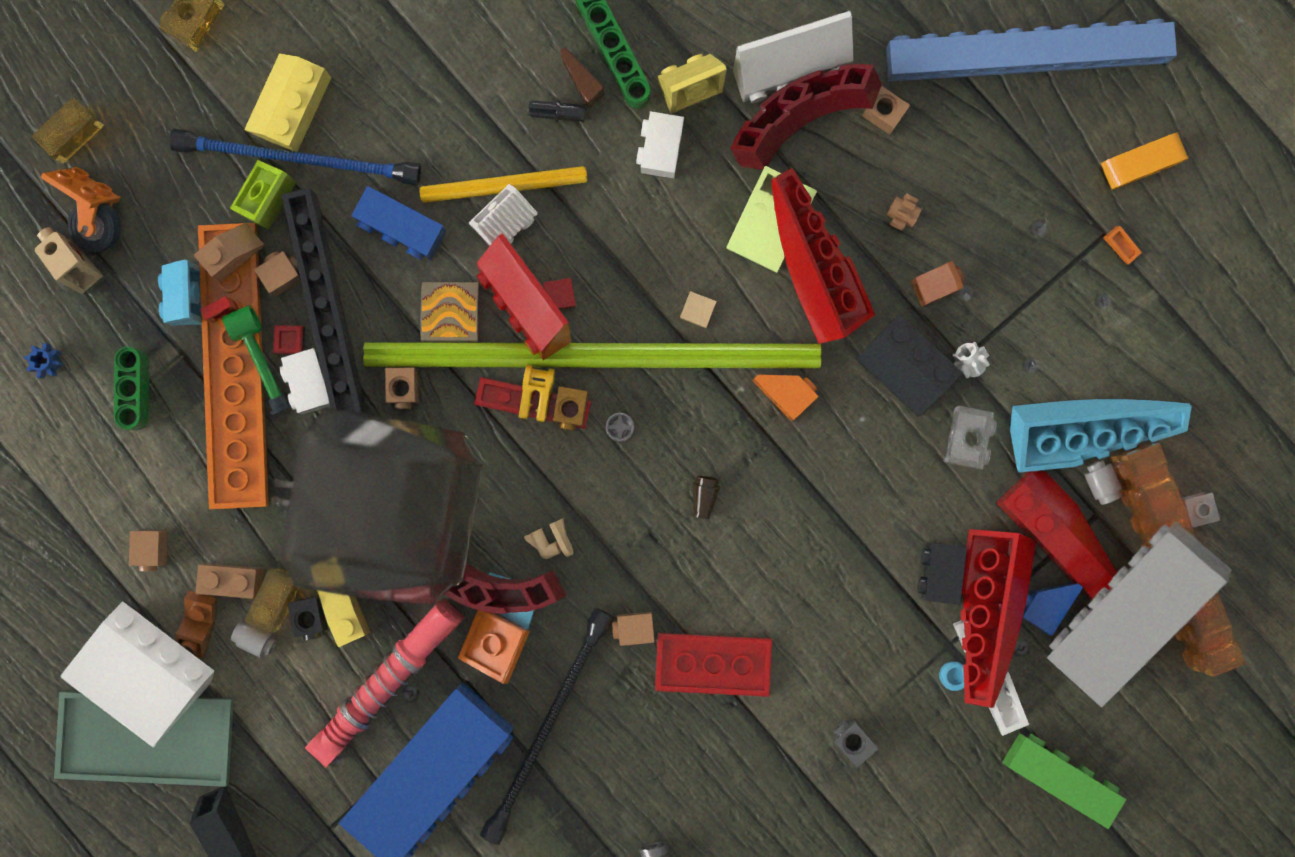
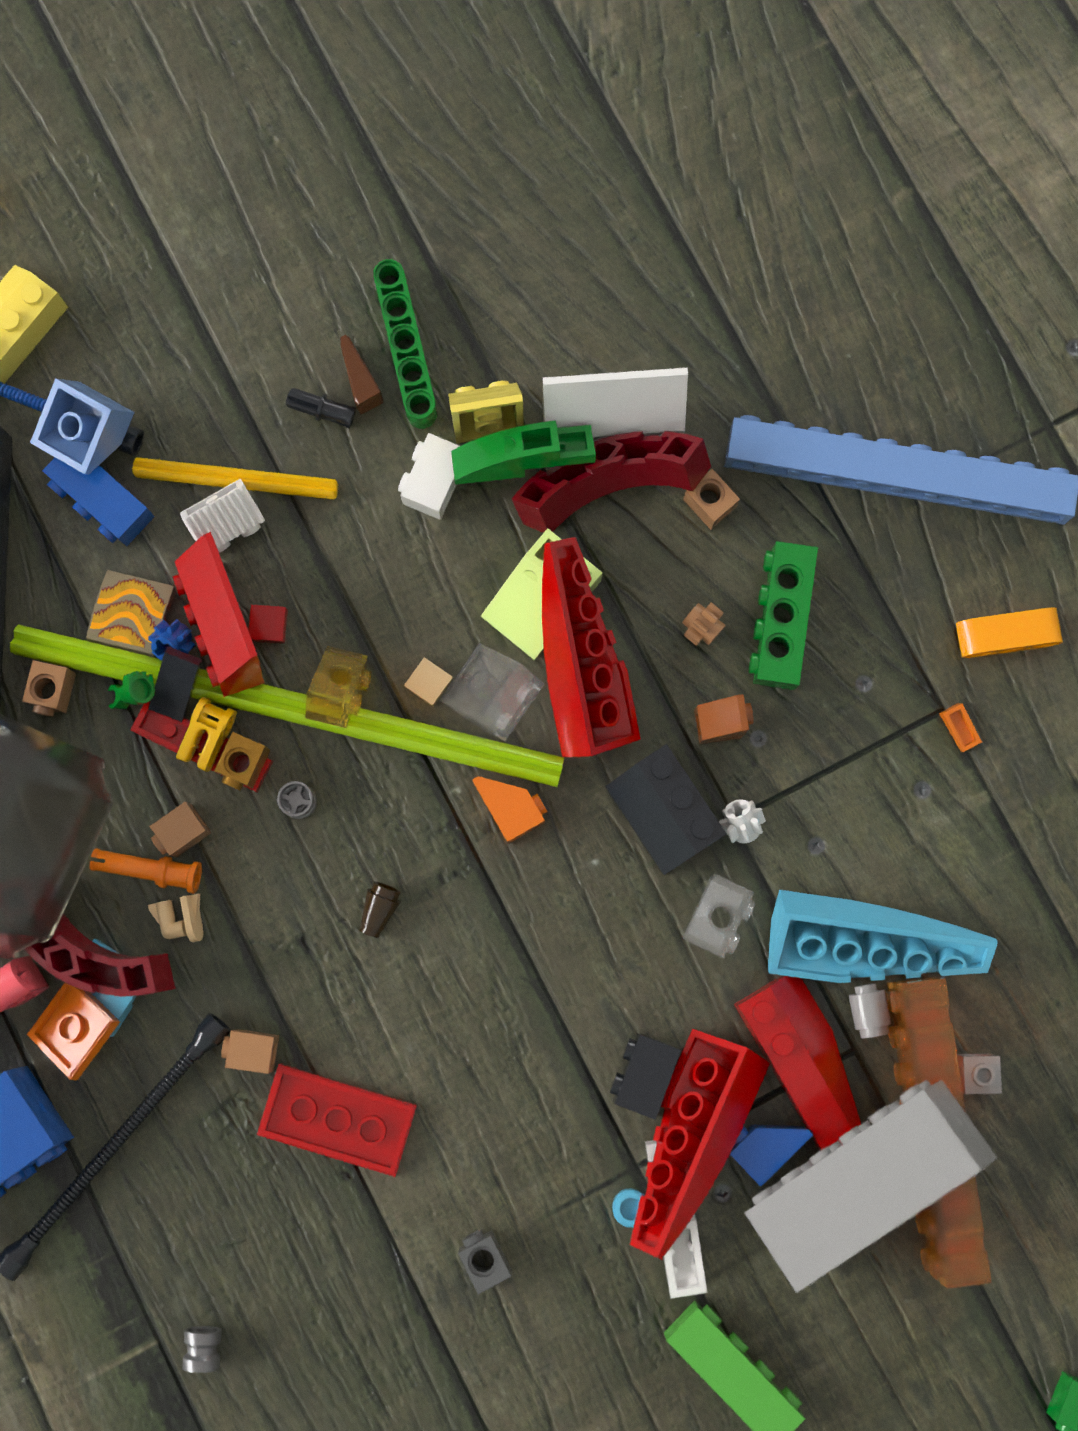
camera: 10 degrees right, 5 degrees down
(373, 172) = (80, 425): none -> medium blue slope
(473, 372) = (135, 690): none -> green piece
(490, 327) = (174, 635): none -> blue gear
(503, 360) = (175, 684): none -> black tile
(529, 508) = (162, 872): none -> orange pin
(534, 473) = (179, 830): none -> medium nougat brick
(629, 331) = (337, 687): none -> clear yellow brick
(727, 108) = (522, 448): none -> green slope
(750, 305) = (492, 691): none -> clear slope
(969, 146) = (800, 564): none -> green brick

